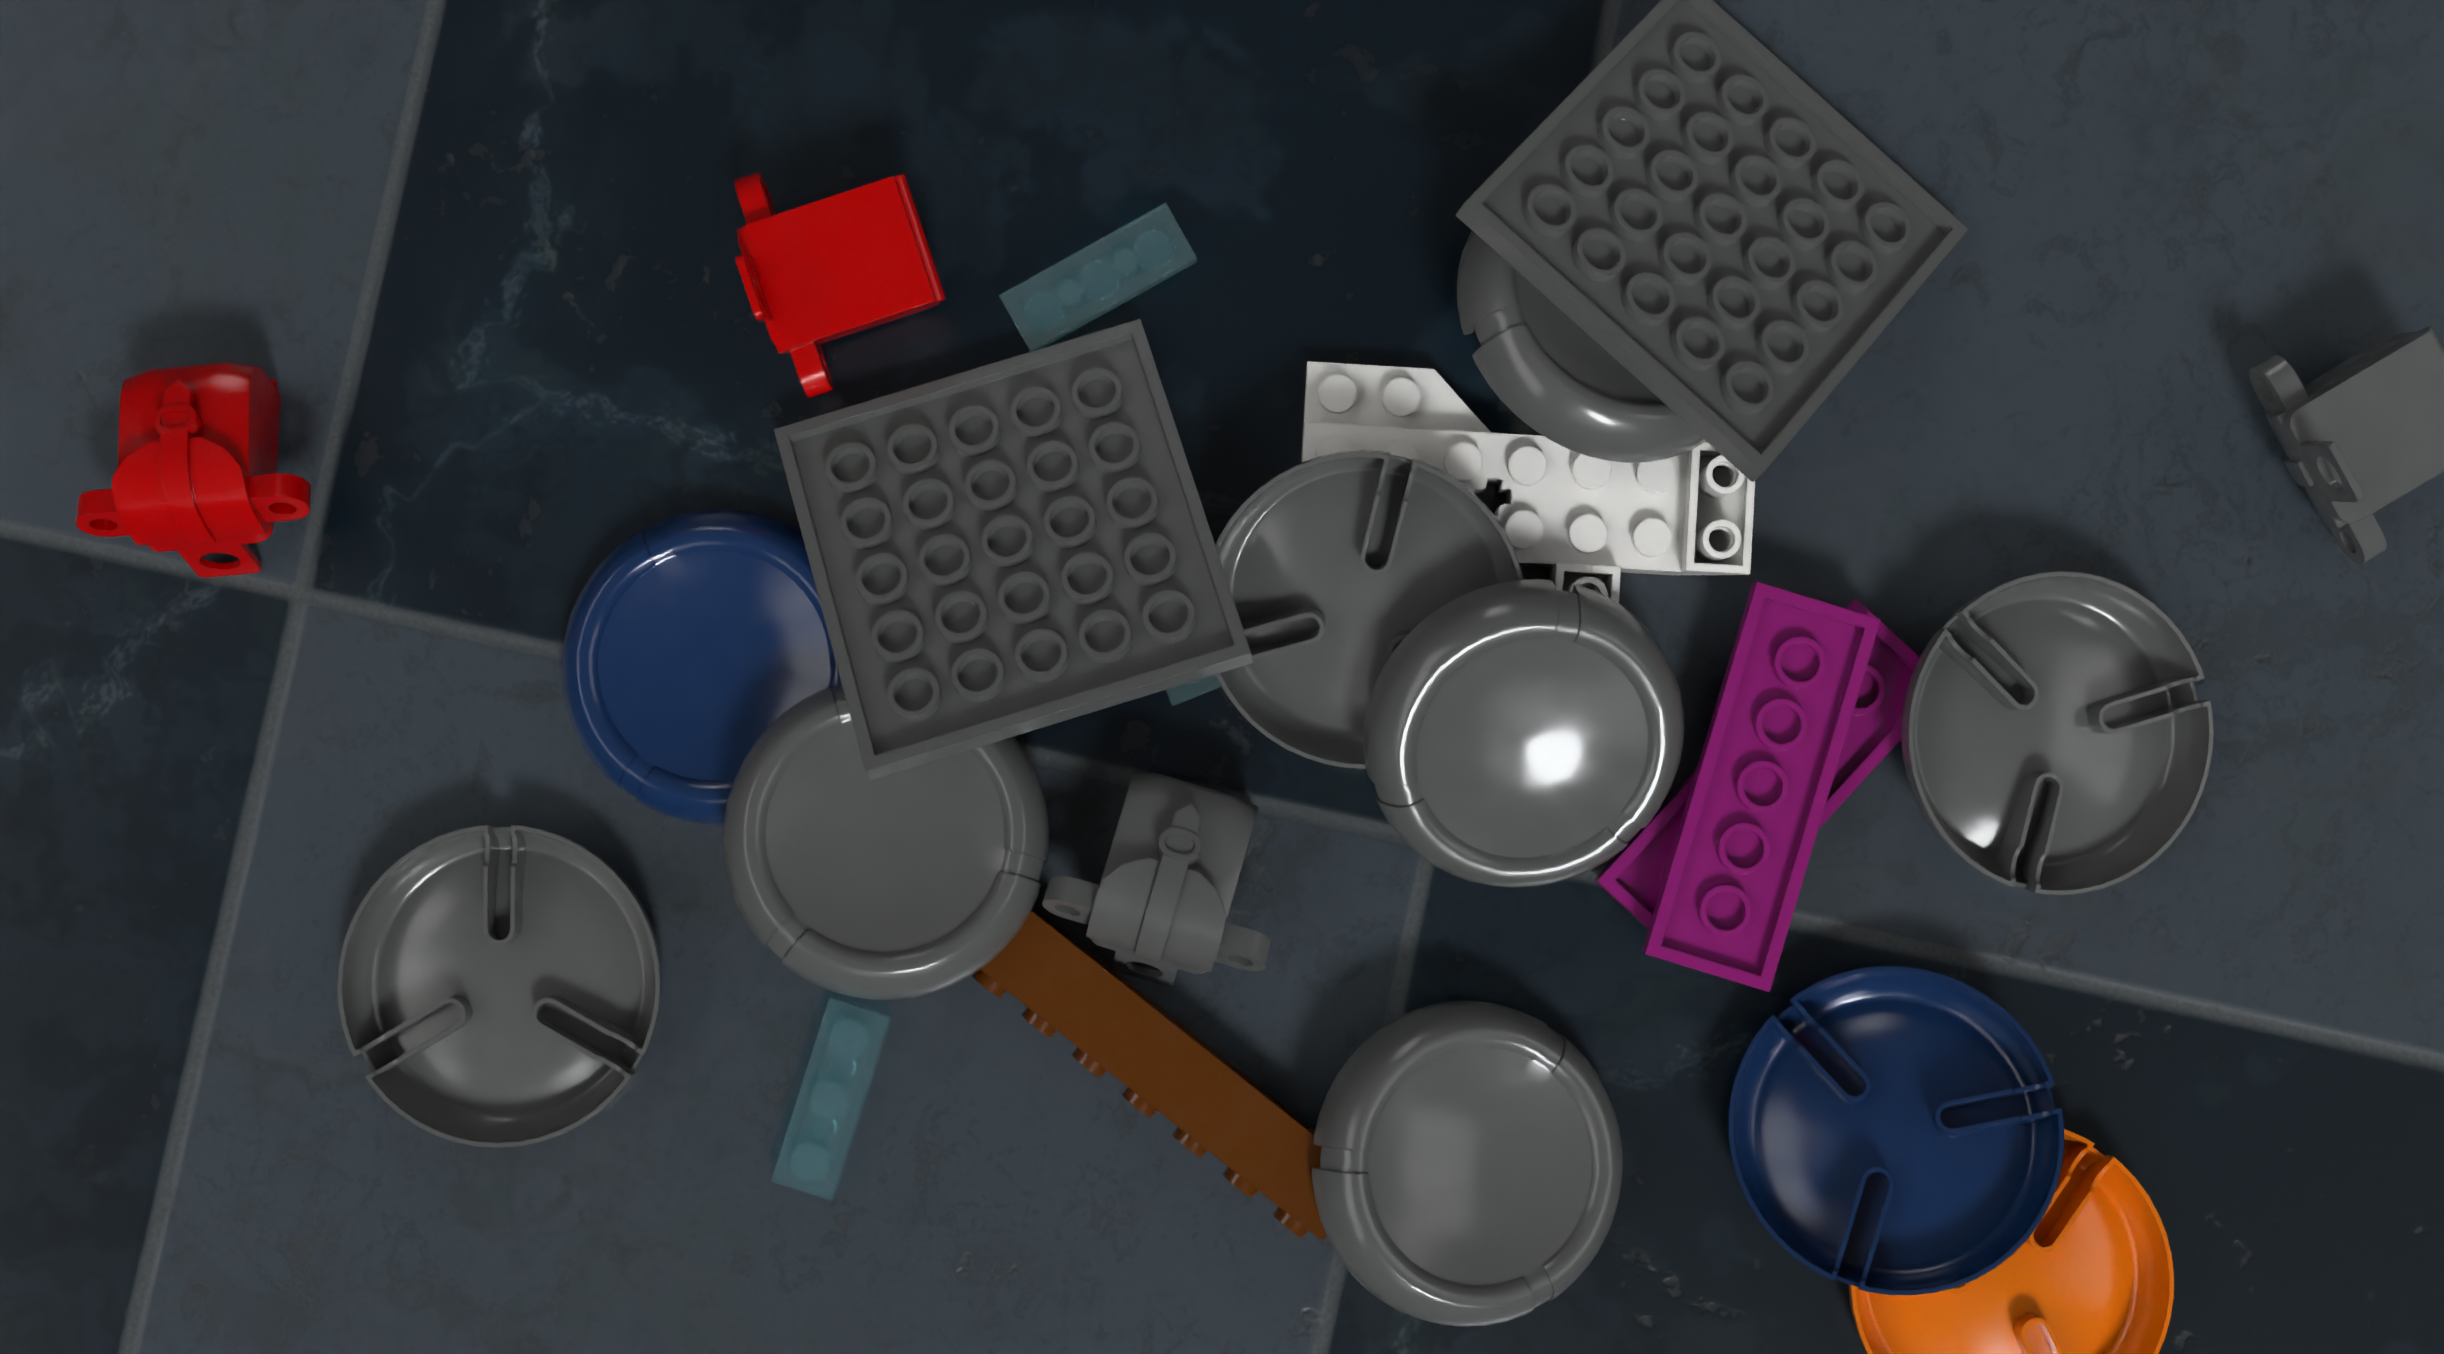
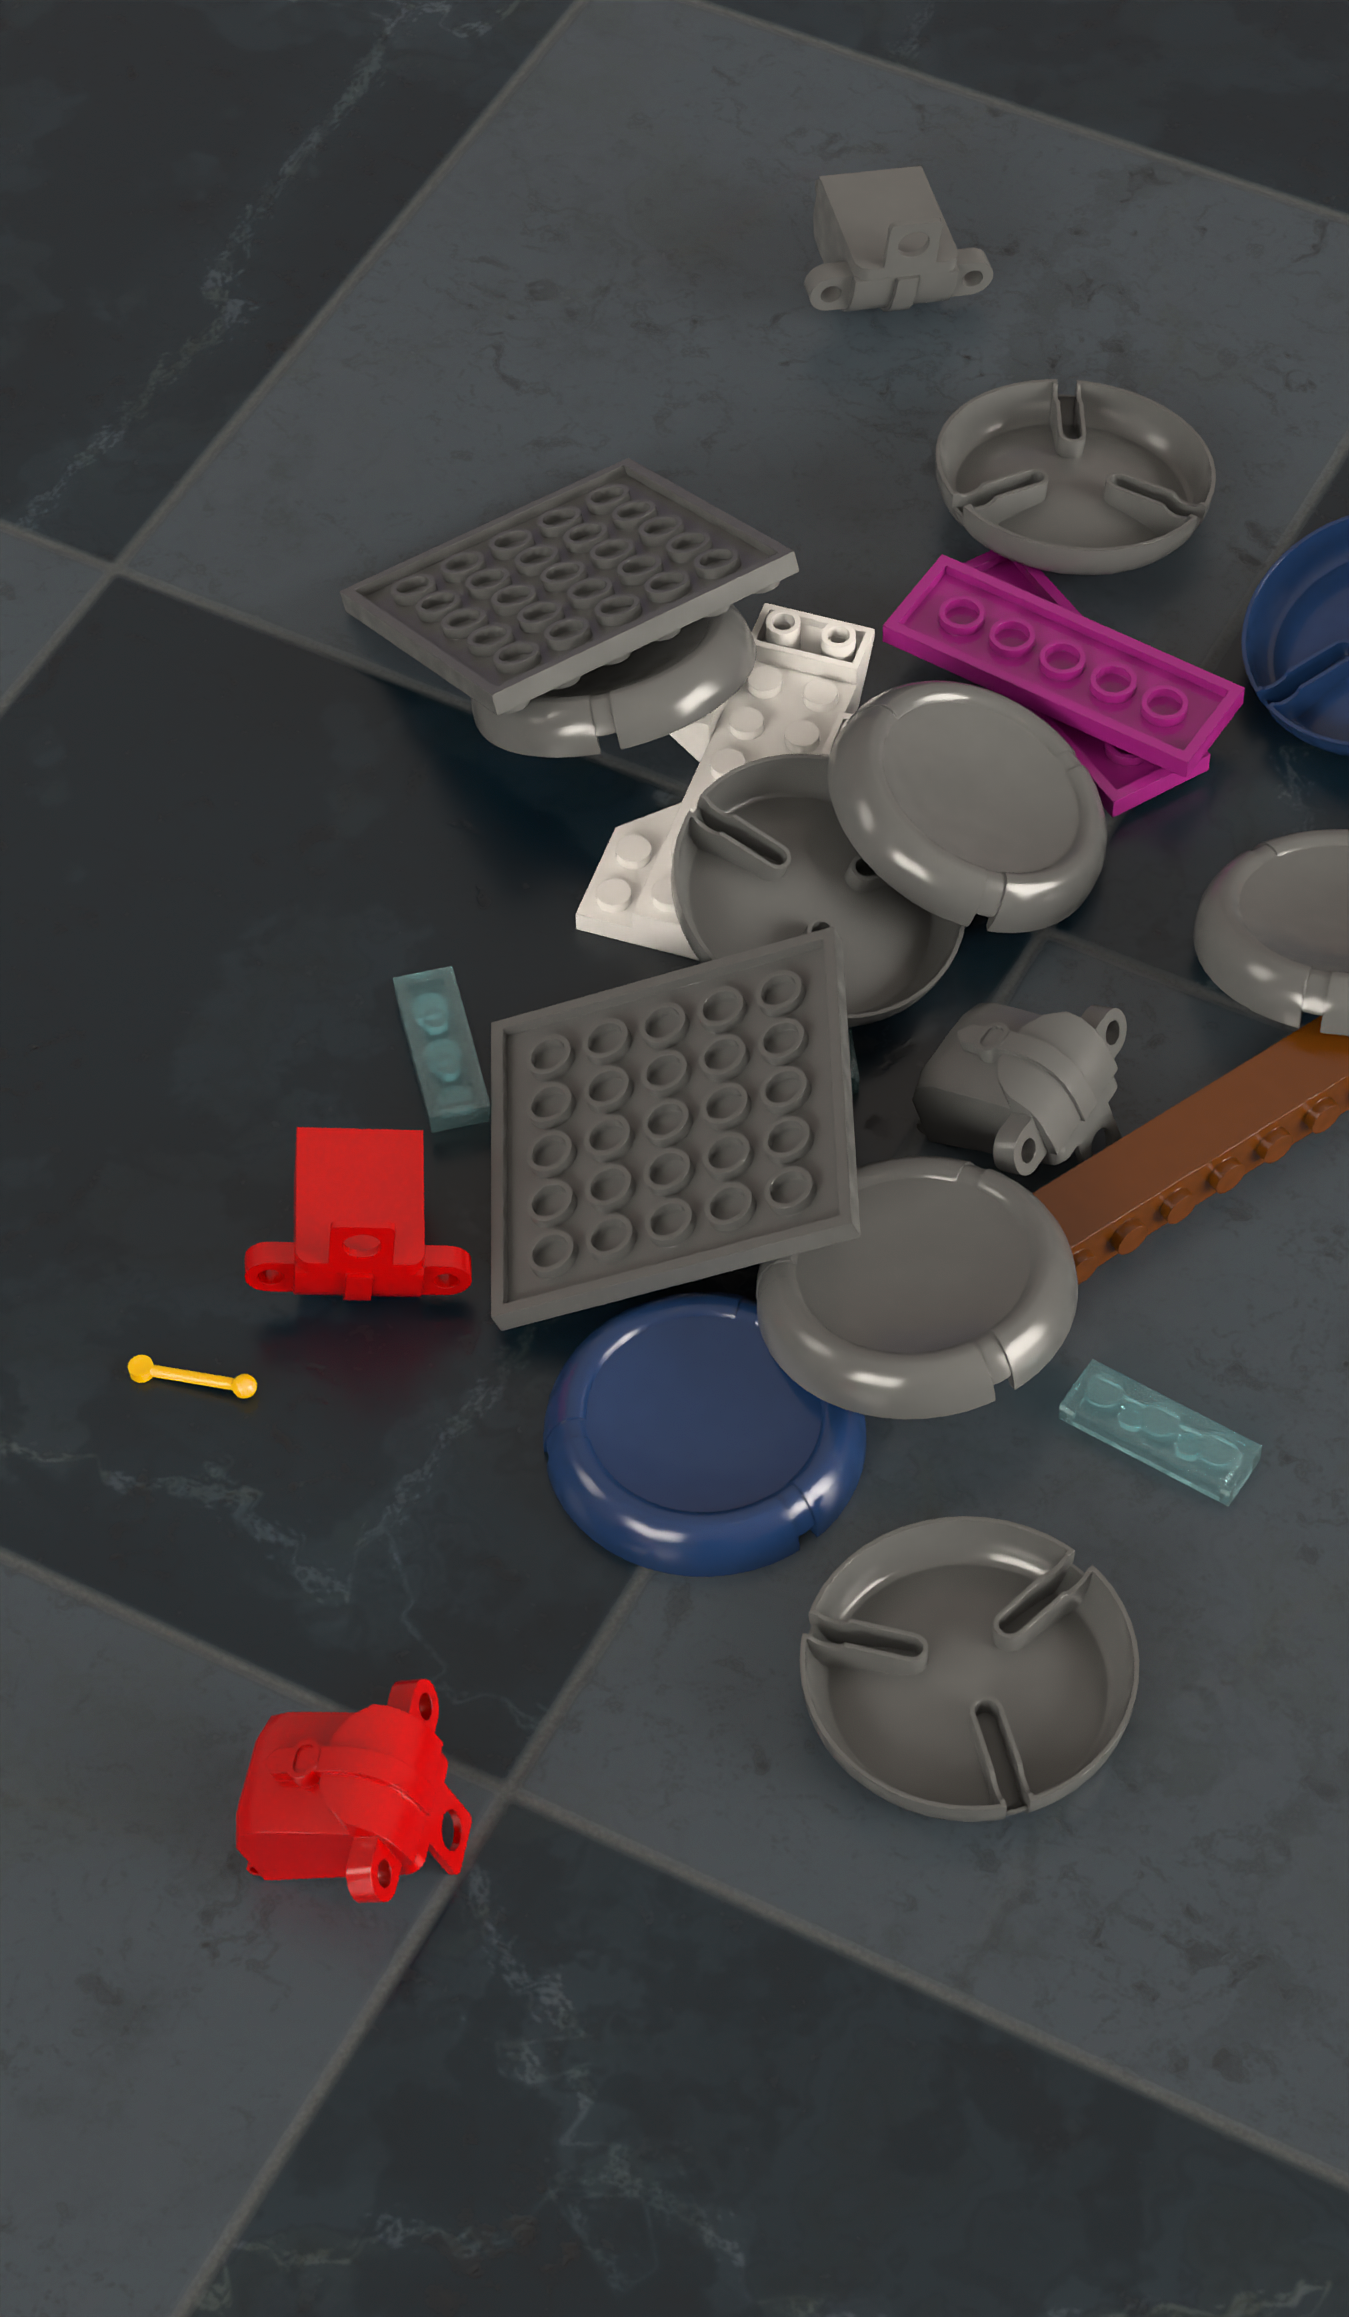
camera: 70 degrees left, 35 degrees down
(656, 113) = (142, 1370): none -> yellow hinge

